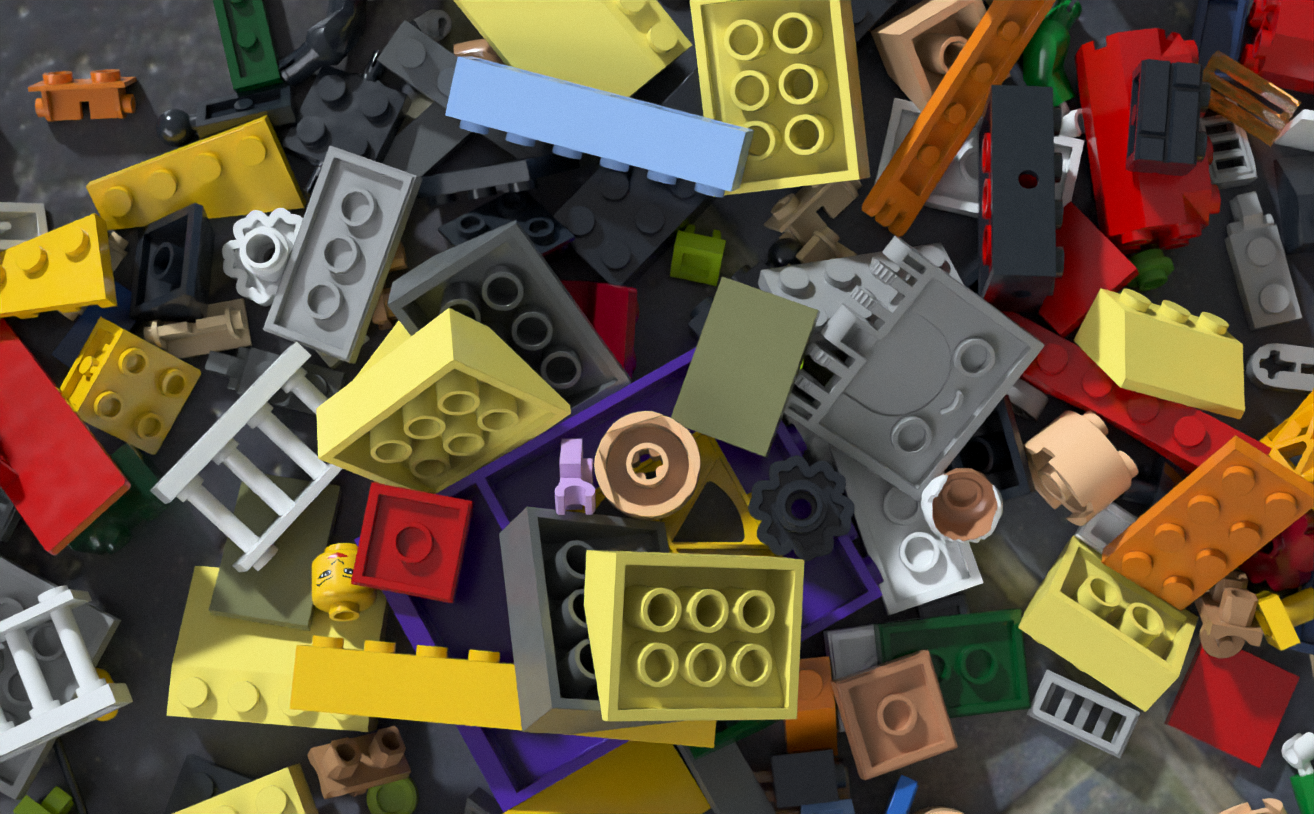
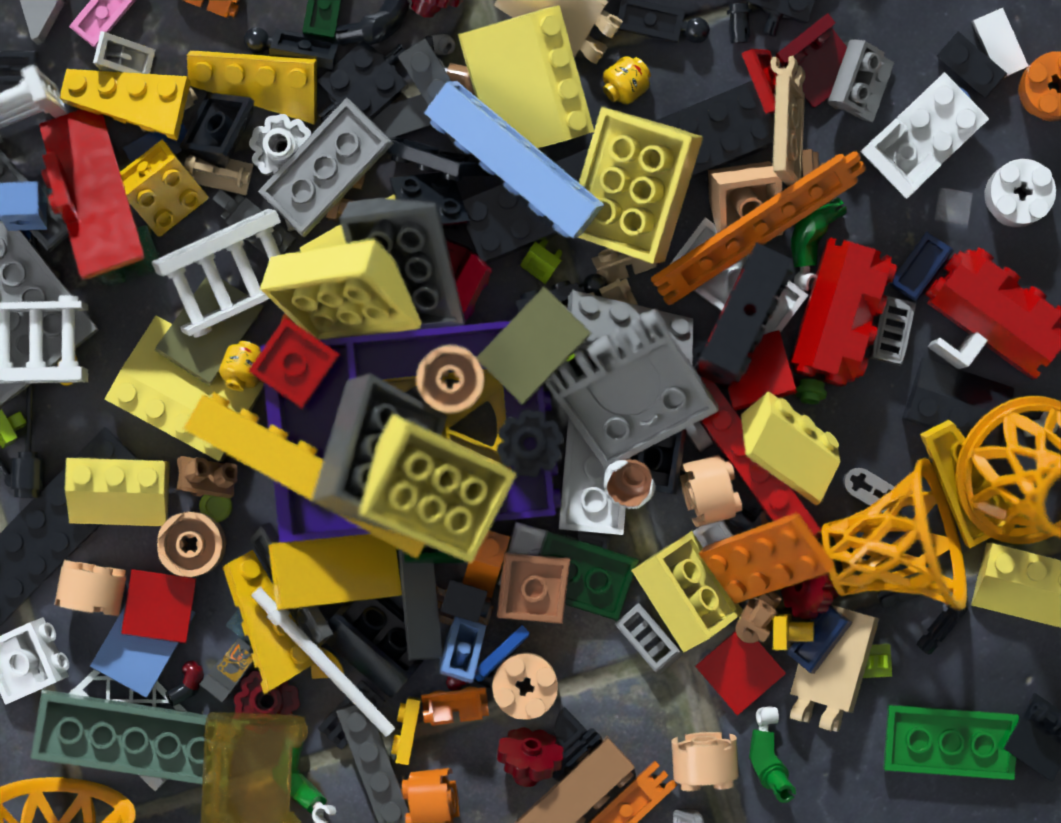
camera: 15 degrees right, 5 degrees up
(575, 479) = (405, 368): lavender plate -> none
(1166, 117) = (851, 307): black brick -> none
(1258, 85) = (912, 315): clear orange tile -> none
(1260, 265) = (881, 418): light grey hinge -> none

